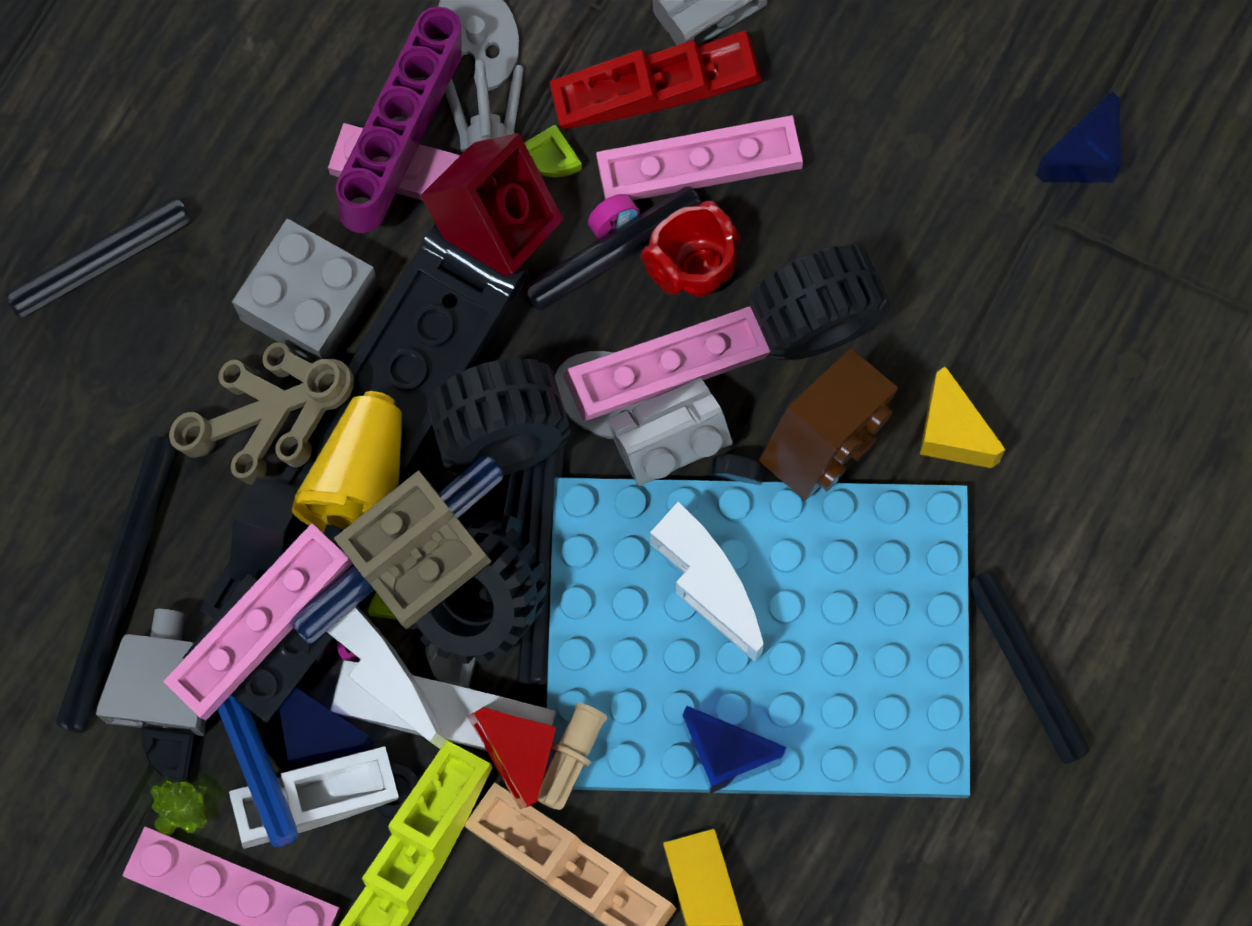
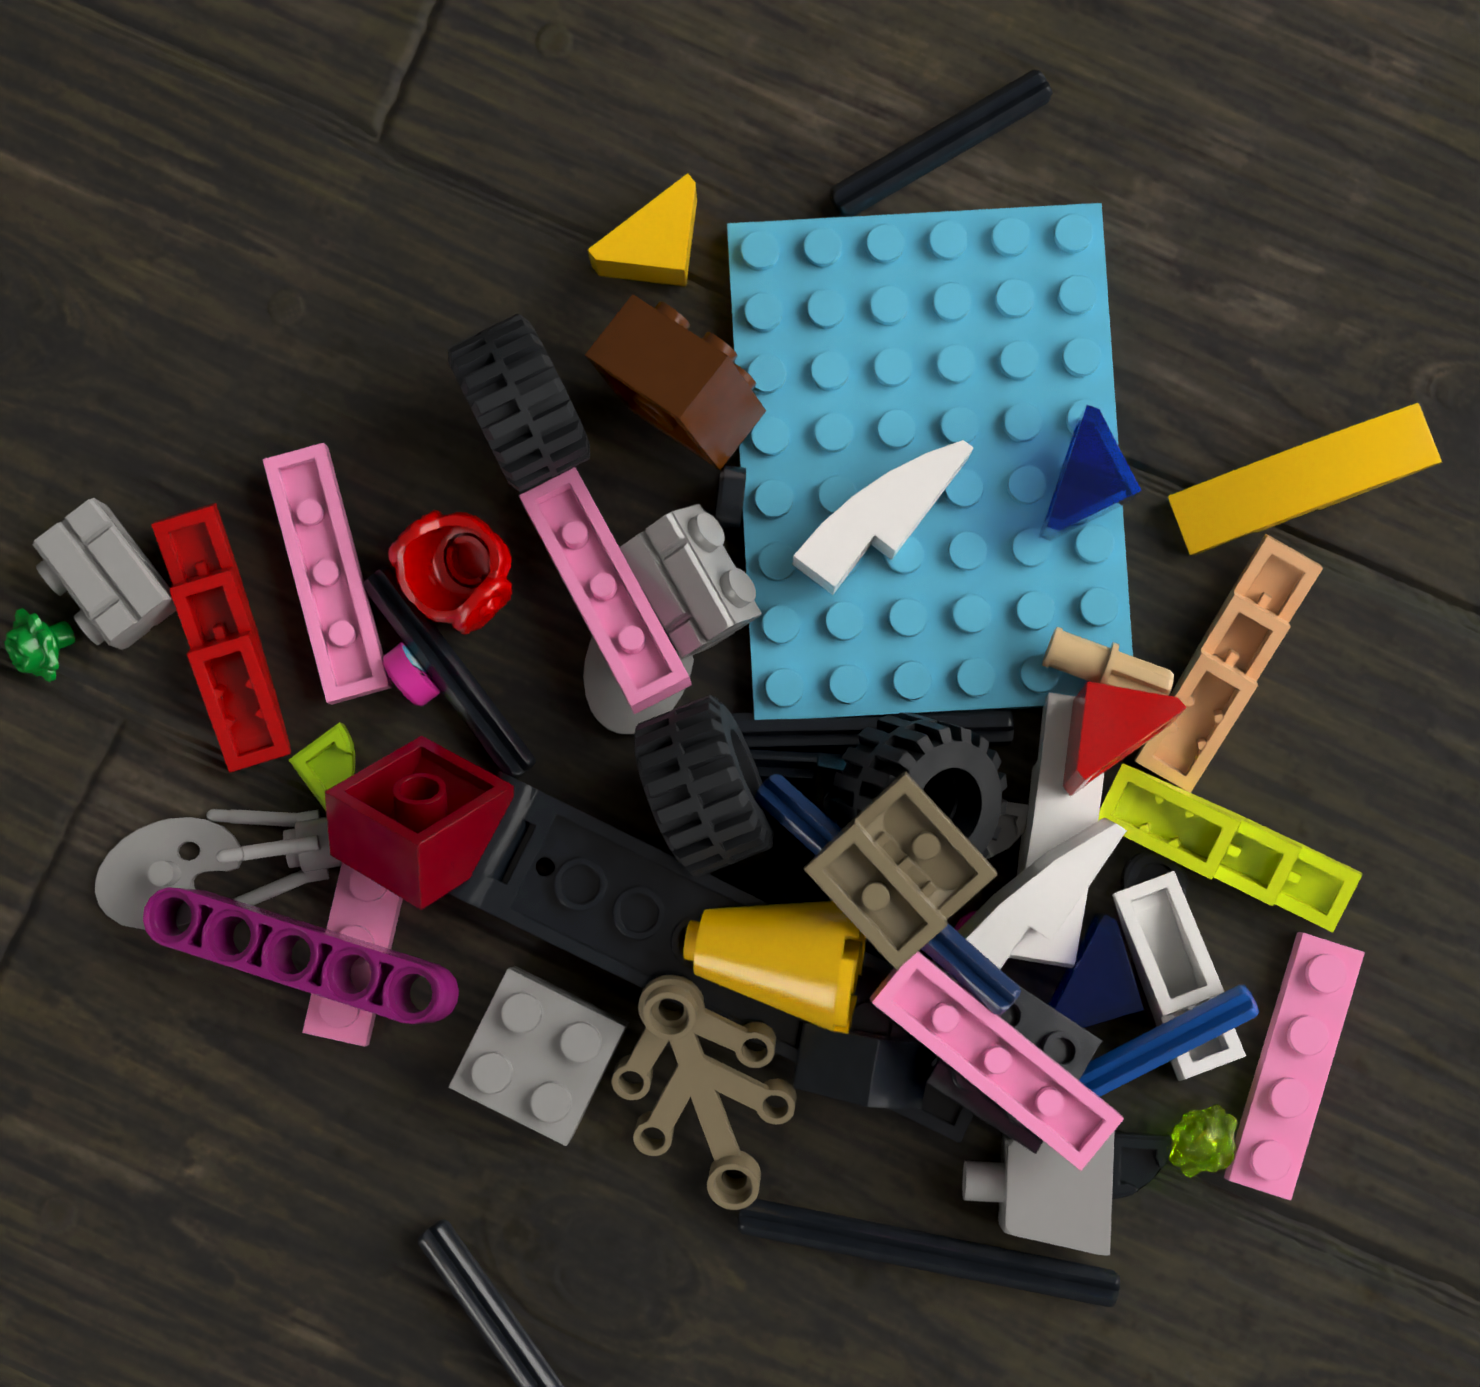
camera: 95 degrees left, 10 degrees up
(1089, 149) = (284, 90): clear blue slope -> none

